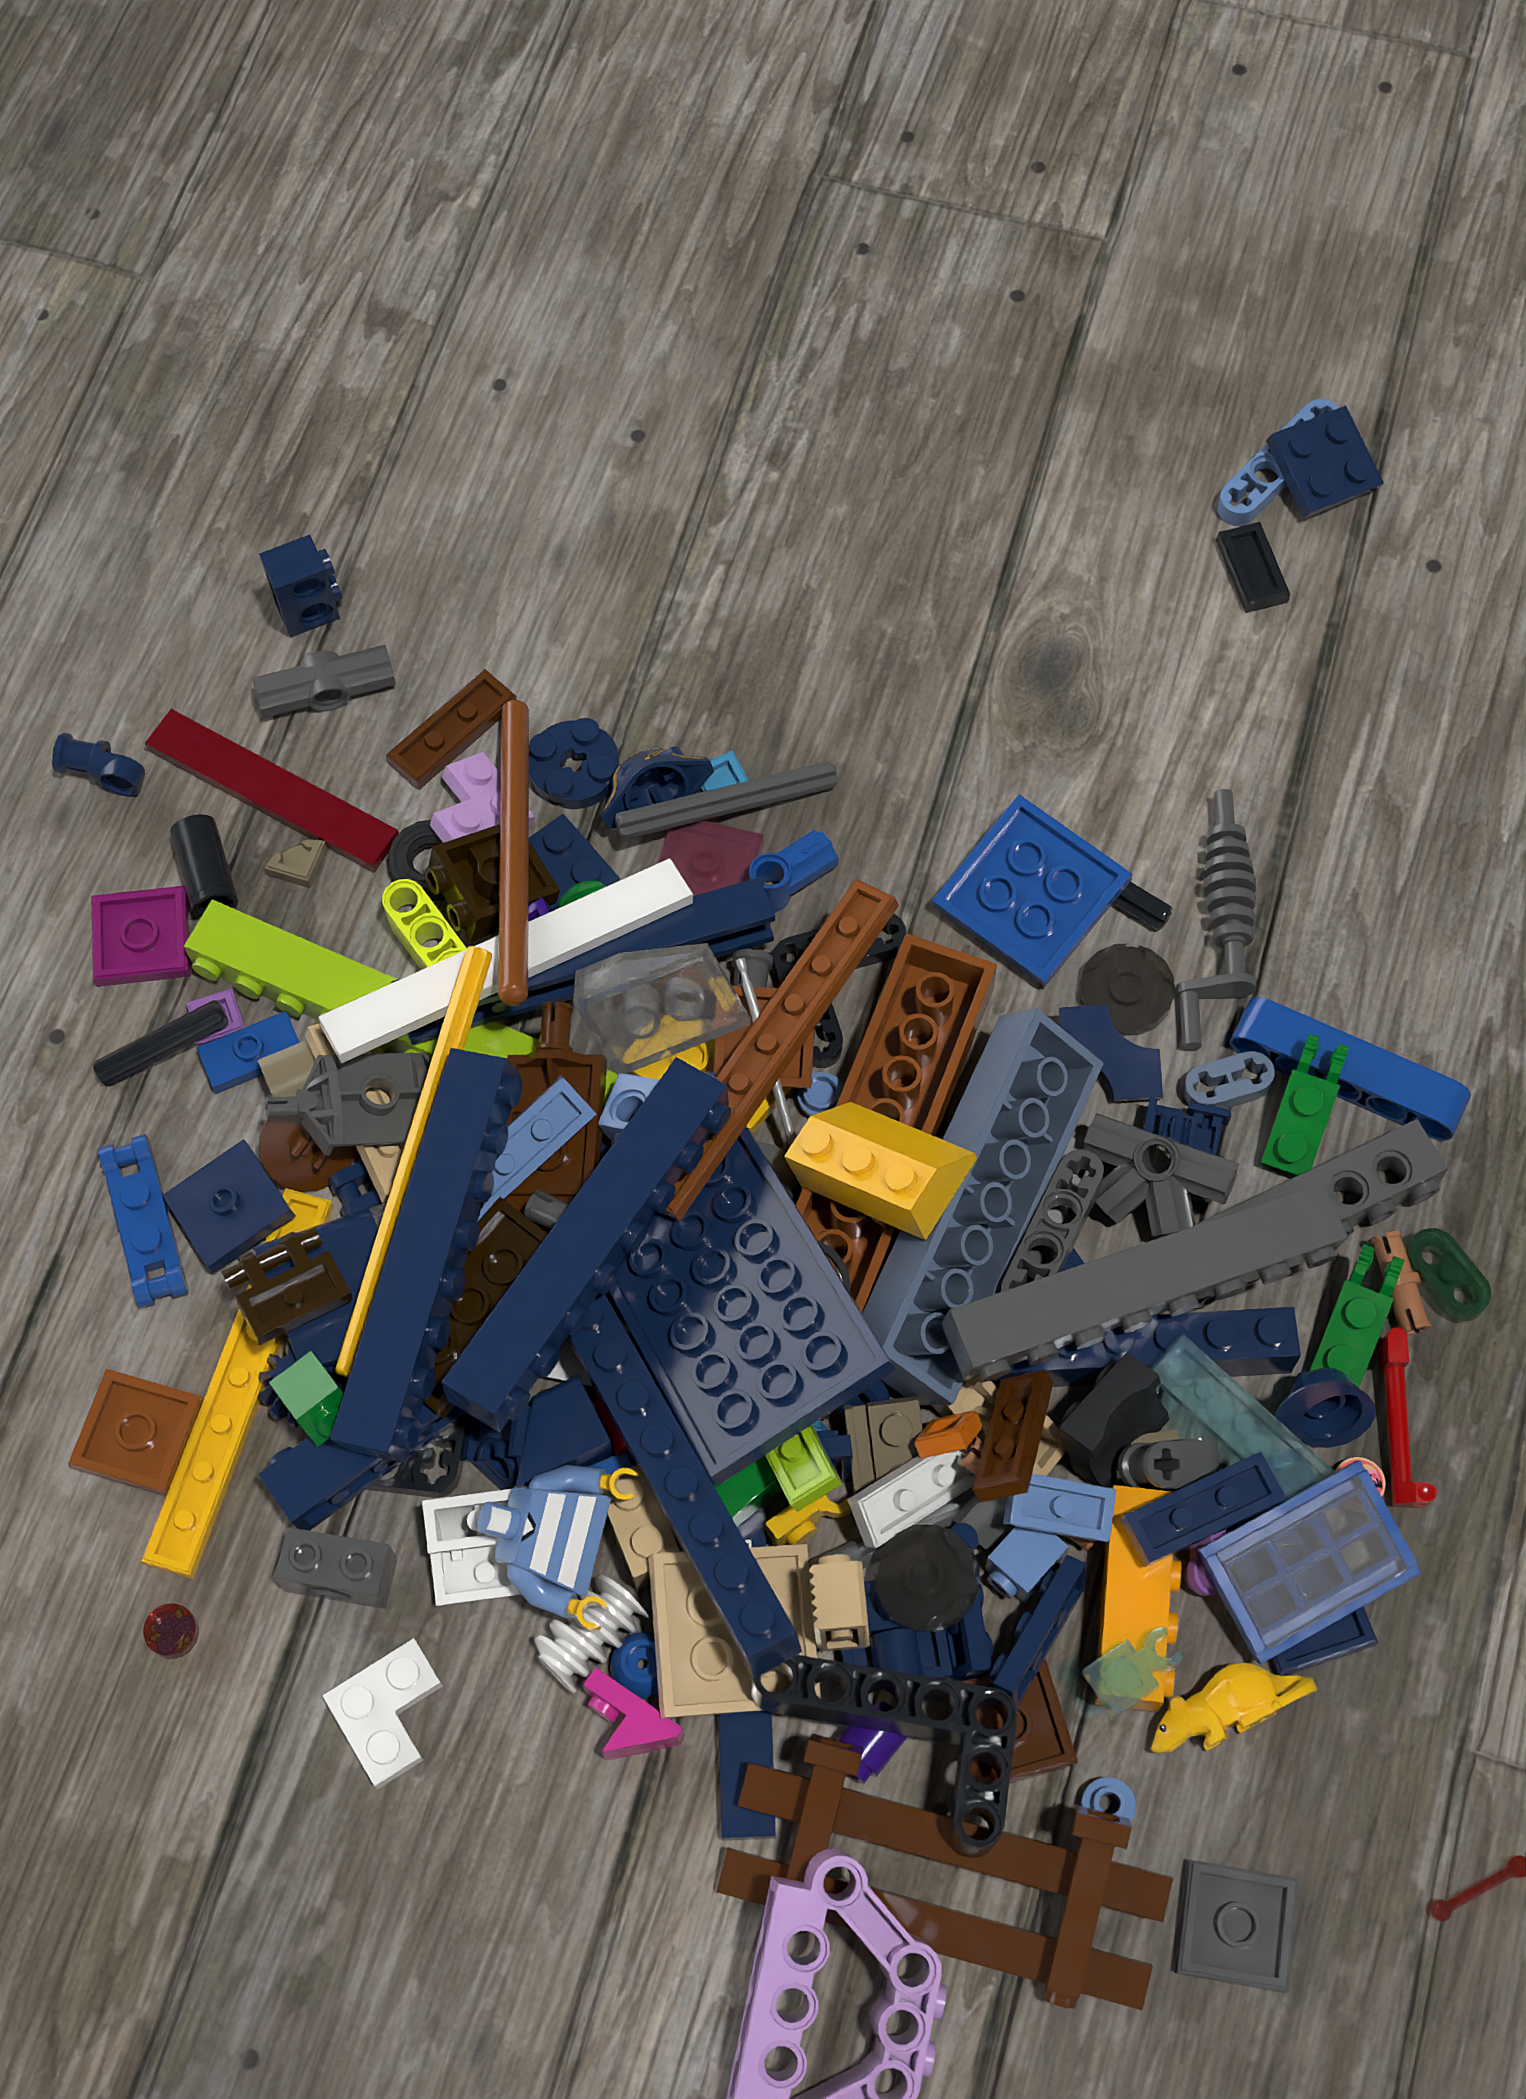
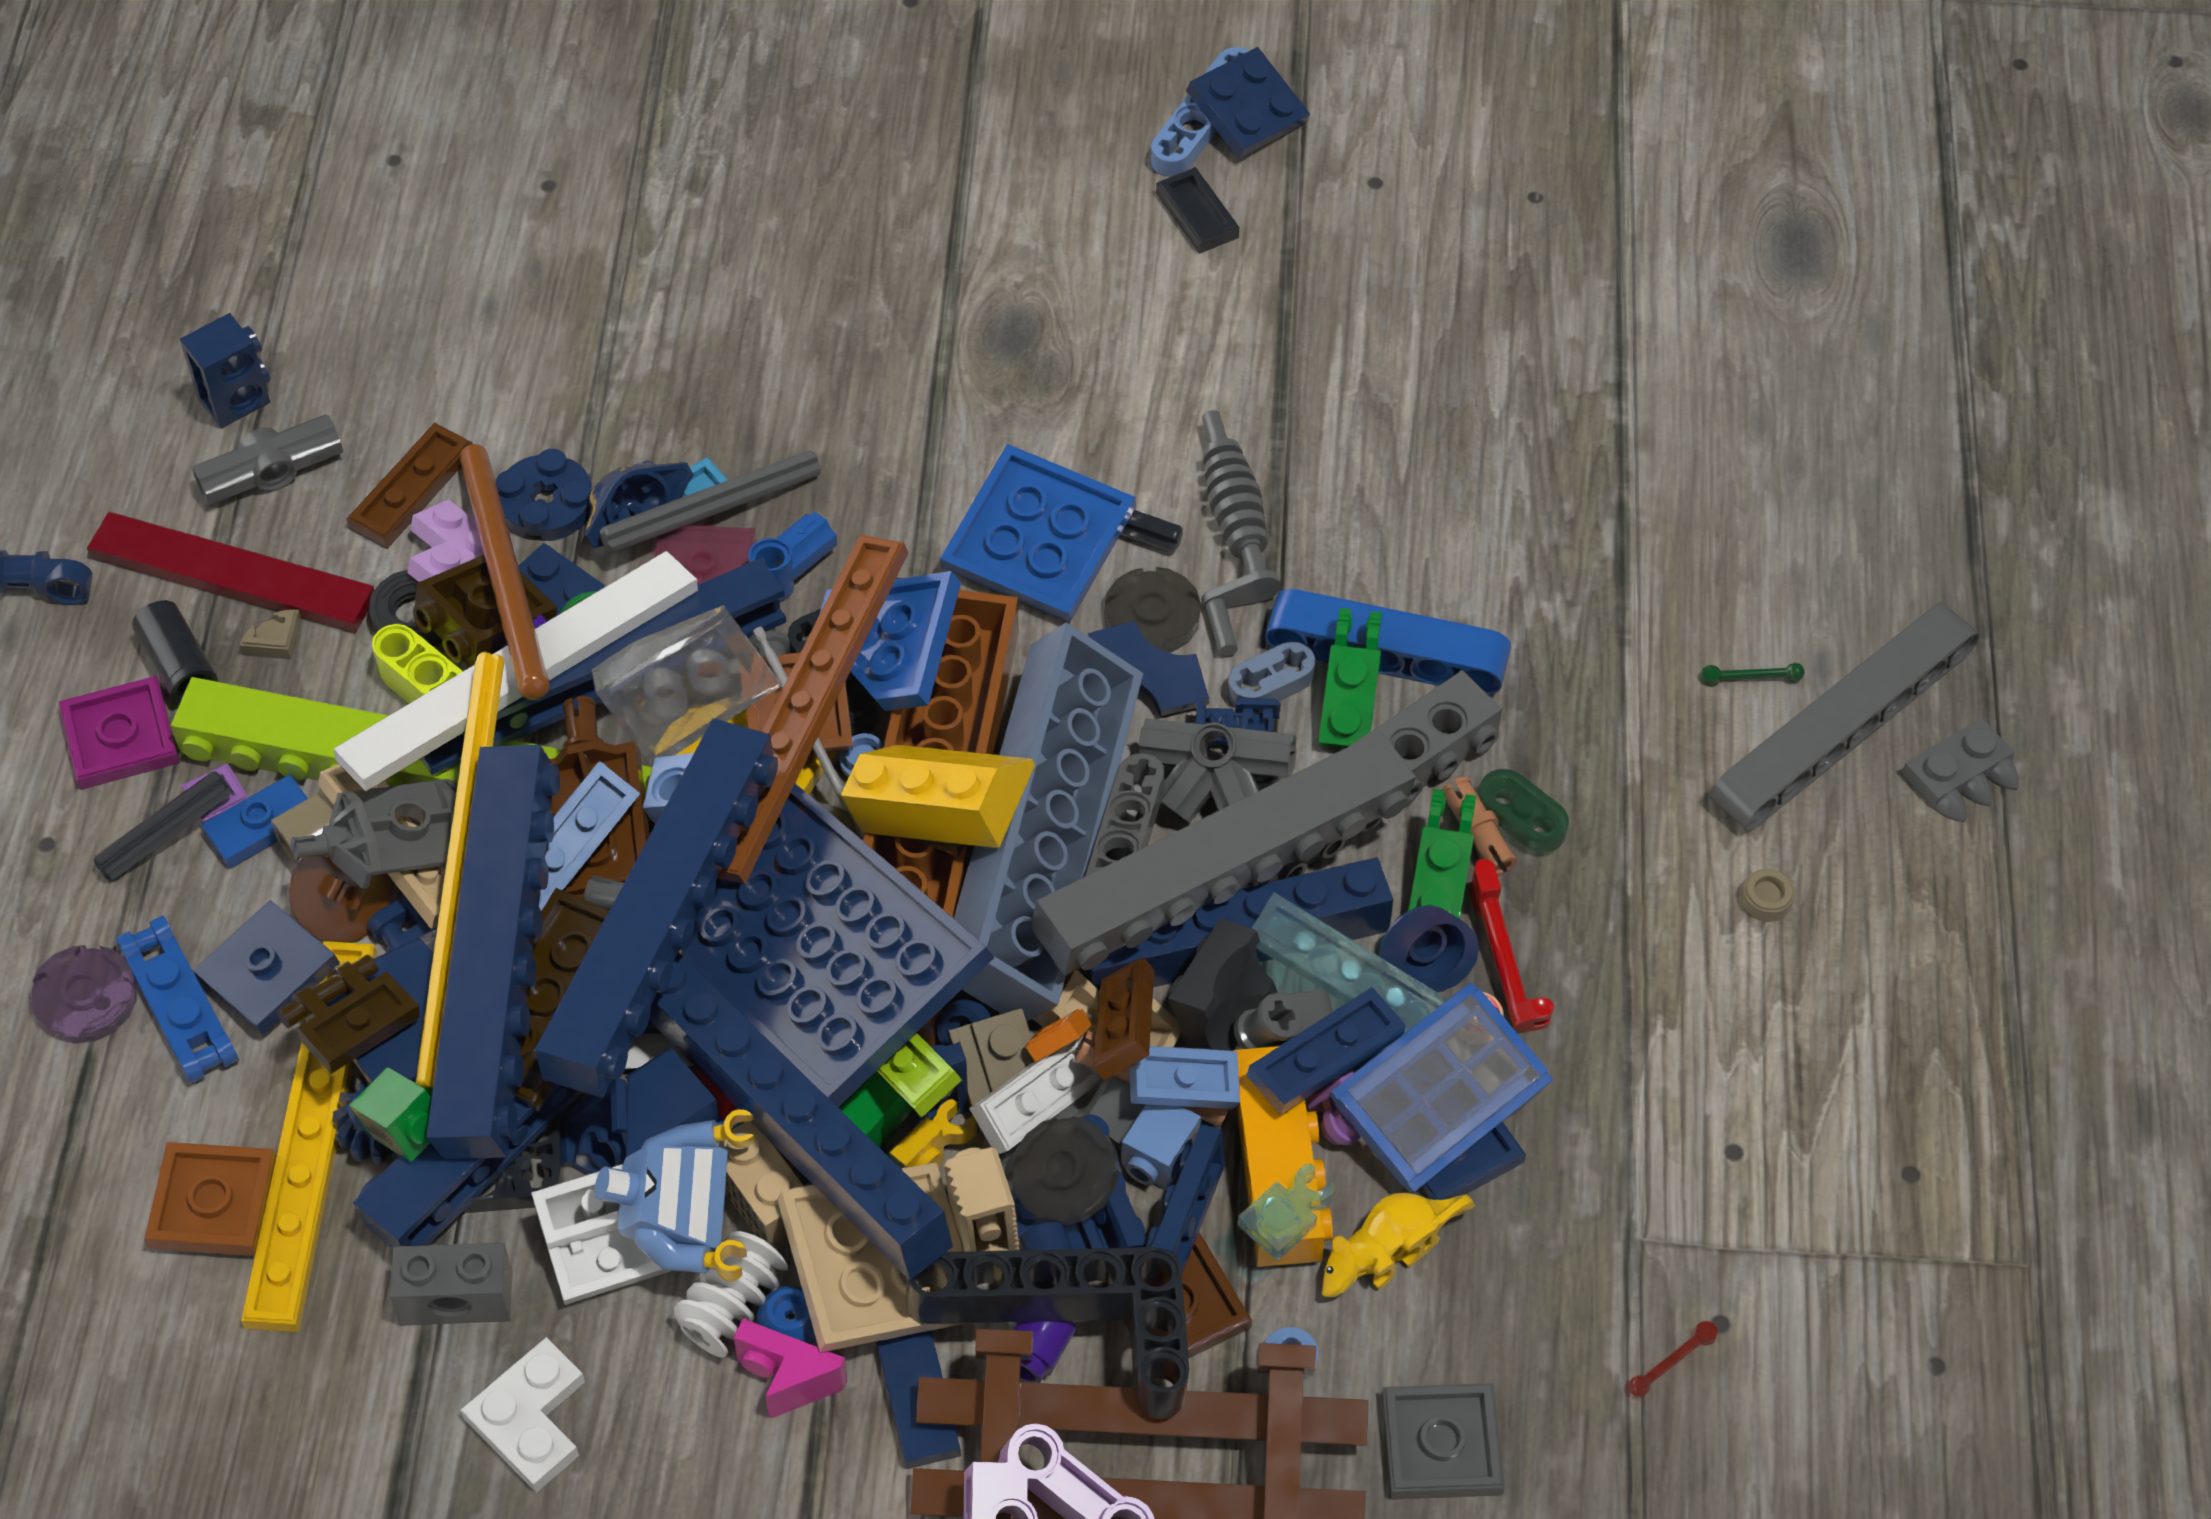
camera: 15 degrees left, 10 degrees down
(61, 1197) = (83, 994): none -> clear purple tile
(171, 1631) = (285, 1383): clear red tile -> none
(880, 994) = (907, 640): none -> blue plate

